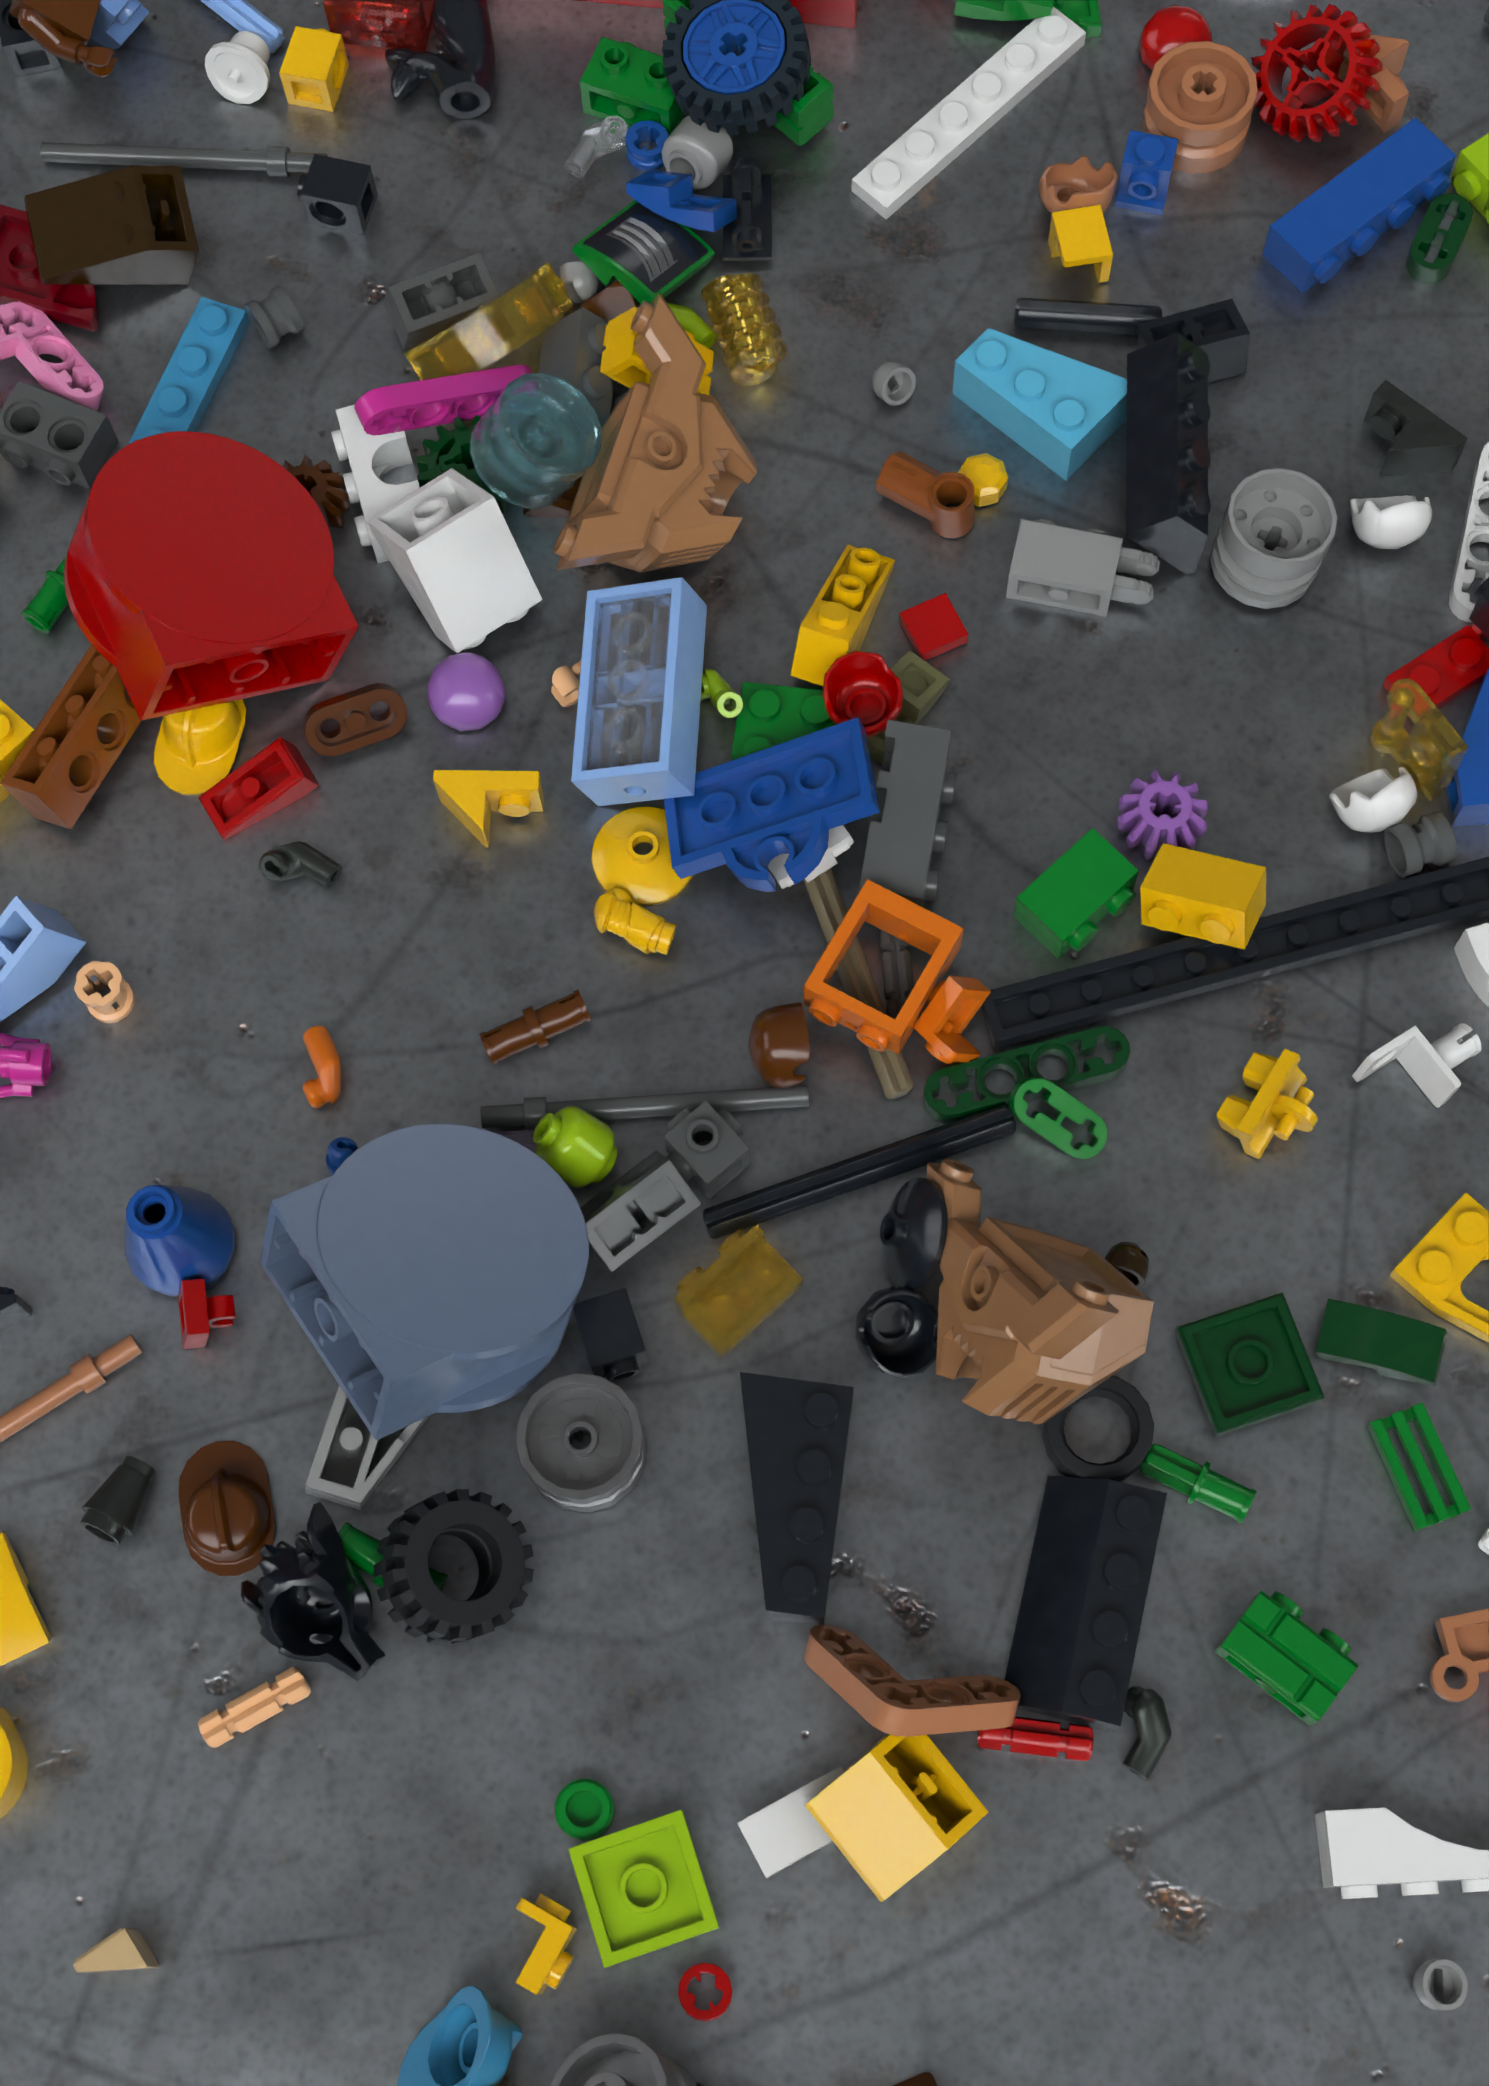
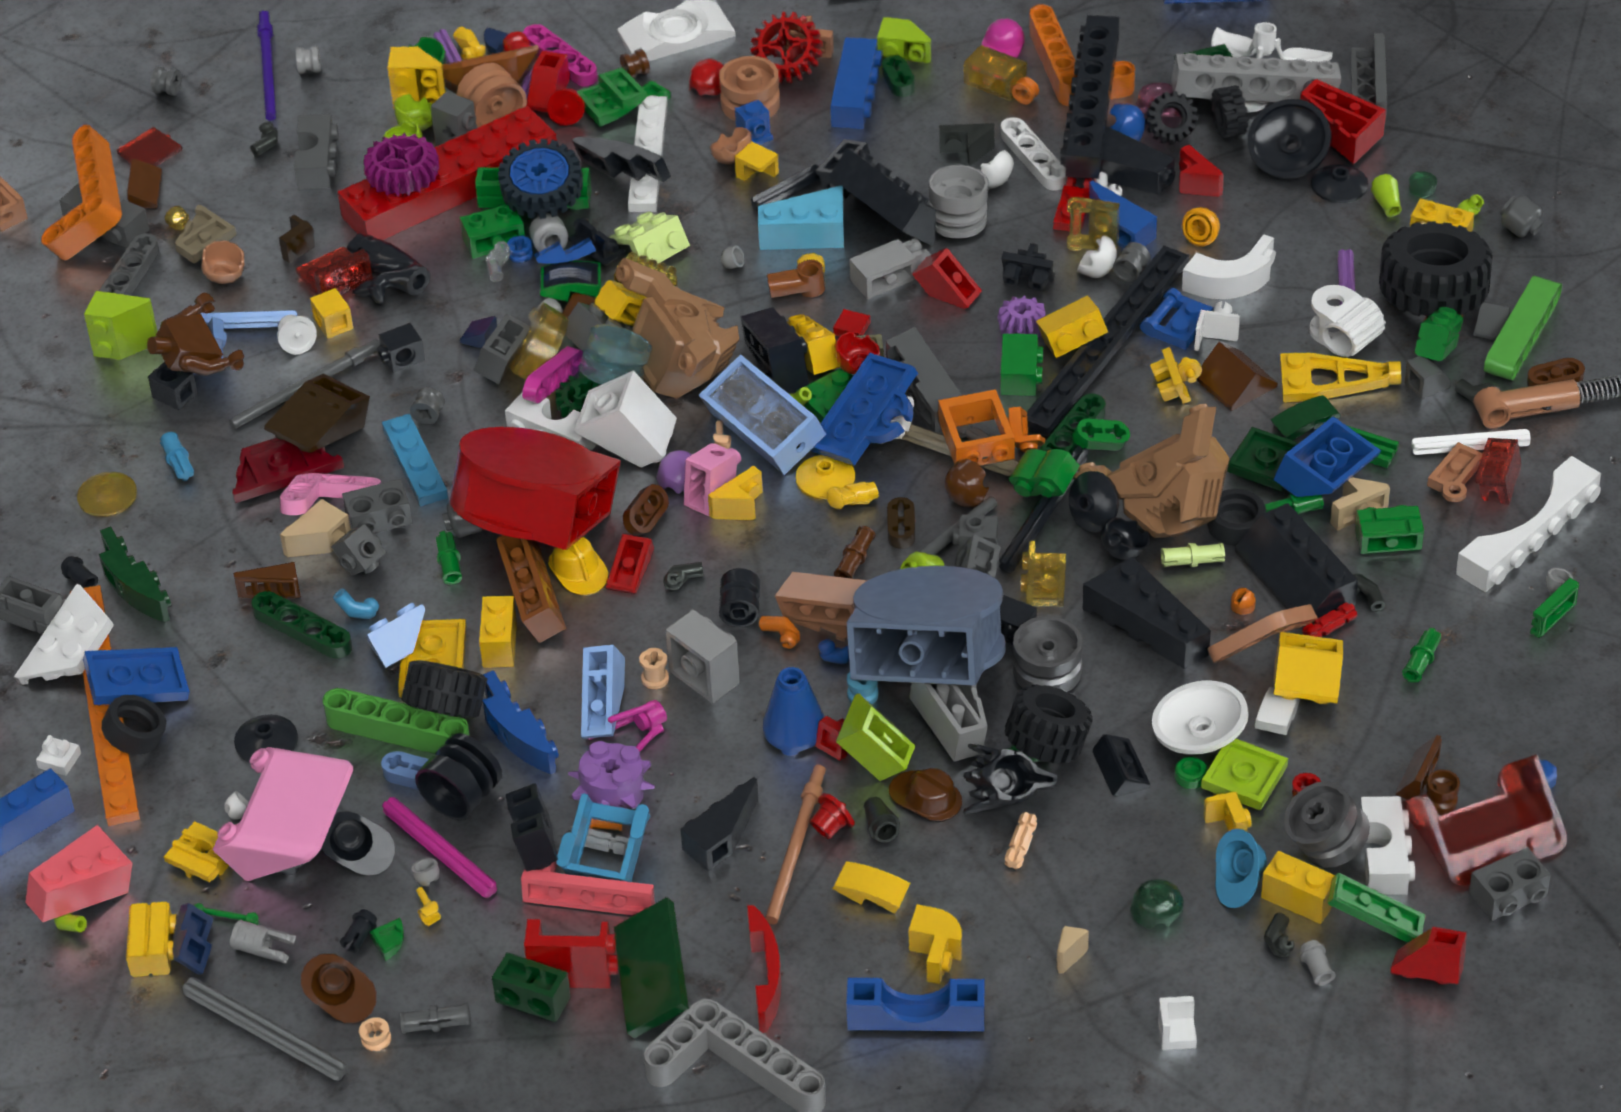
camera: 45 degrees left, 25 degrees down
(62, 1442) = (830, 816): none -> red piece
(158, 1035) = (703, 656): none -> light grey brick
(226, 1373) = (874, 740): none -> lime slope
(309, 1990) = (1157, 903): none -> clear green hair
(313, 973) = (739, 597): none -> black wheel
(396, 1067) = (818, 601): none -> nougat wedge
(462, 242) = (479, 332): none -> dark blue slope
(482, 732) = (707, 472): none -> bright pink torso
(510, 1706) = (1120, 765): none -> black slope
(654, 1713) = (1200, 717): none -> white dish
(660, 1033) = (904, 522): none -> dark brown beam
(776, 592) = (777, 348): none -> black wedge
(818, 262) = (653, 236): none -> yellowish green bracket
(891, 1126) = (1043, 472): none -> green brick
(899, 99) = (617, 157): none -> black slope
(958, 1595) = (1247, 602): none -> orange hinge
(968, 1441) = (1192, 555): none -> yellowish green pin
(1104, 1921) = (1421, 655): none -> green axle
(1129, 661) = (946, 279): none -> red slope
(1271, 754) = (1028, 264): none -> black hips
(1307, 1469) = (1324, 460): none -> blue slope
(1308, 1571) = (1358, 495): none -> tan slope
(1360, 1176) = (1234, 377): none -> reddish brown slope
(1379, 2031) = (1554, 607): none -> green tile
(1380, 1017) = (1182, 326): none -> blue plate

